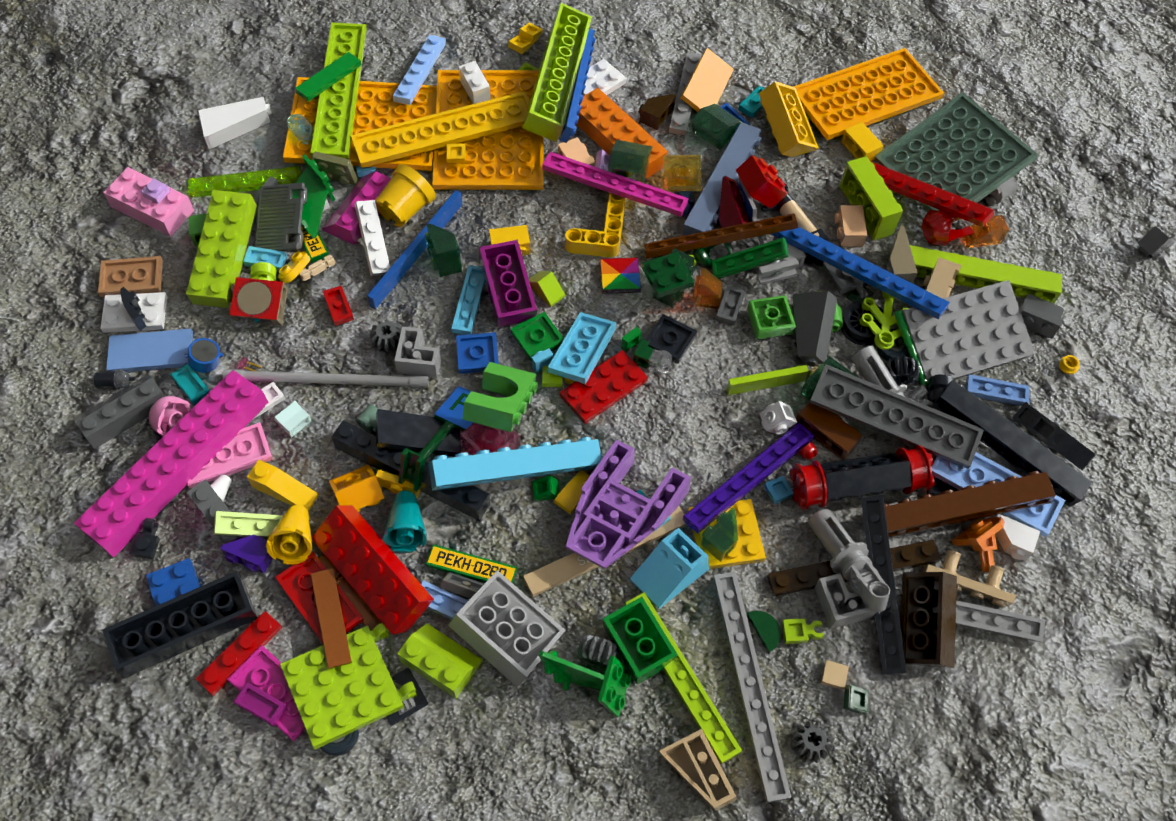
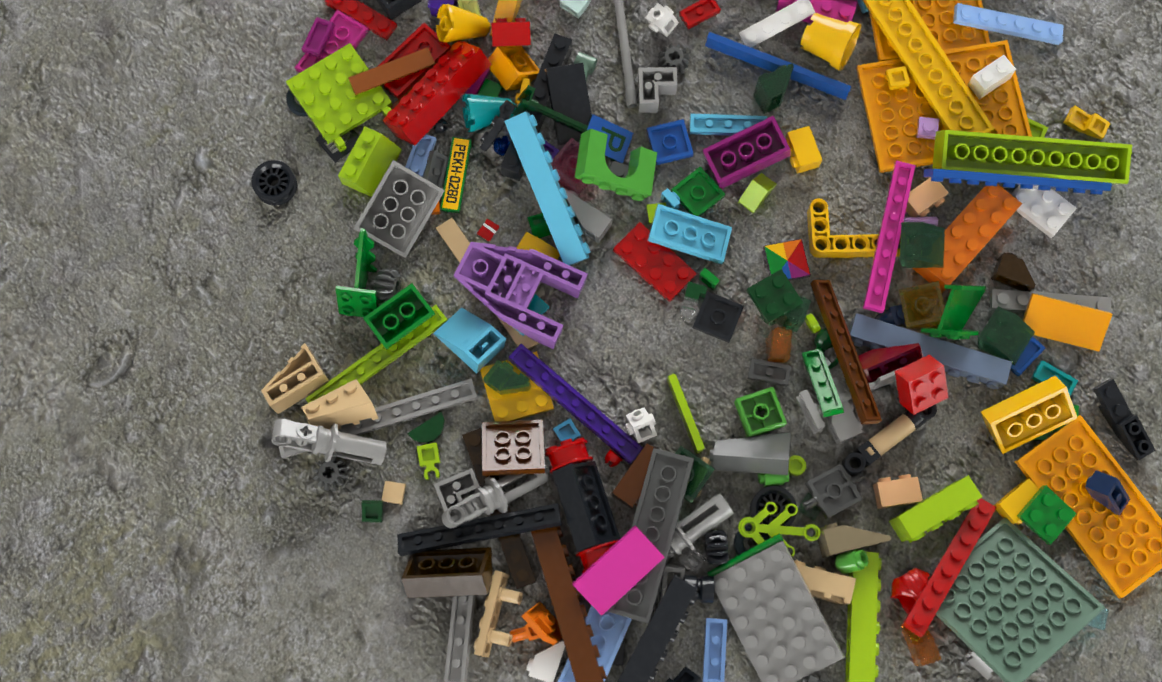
camera: 85 degrees right, 15 degrees up
(319, 479) = (511, 33): none -> red brick
(339, 337) = (661, 19): none -> white brick
(377, 518) = (490, 88): none -> green tile
(423, 768) = (262, 189): none -> black wheel
(429, 508) = (497, 124): none -> black hinge
(448, 512) = (501, 145): none -> clear blue plate
(510, 141) = (927, 127): none -> lavender plate
(542, 542) = (488, 230): none -> red sticker
(553, 430) = (592, 221): none -> light grey slope
(709, 163) = (957, 312): none -> green piece
(741, 716) = (341, 407): none -> tan wedge
(784, 730) = (327, 442): none -> light grey piece
(797, 537) = (512, 447): none -> plate
(798, 65) = (1121, 420): none -> black slope
(859, 80) = (1107, 491): none -> dark blue slope
(865, 271) = (824, 502): blue plate -> none
(877, 123) = (1046, 514): none -> green plate
(922, 261) = (851, 561): none -> bright green brick
(935, 445) = (618, 570): none -> dark pink tile

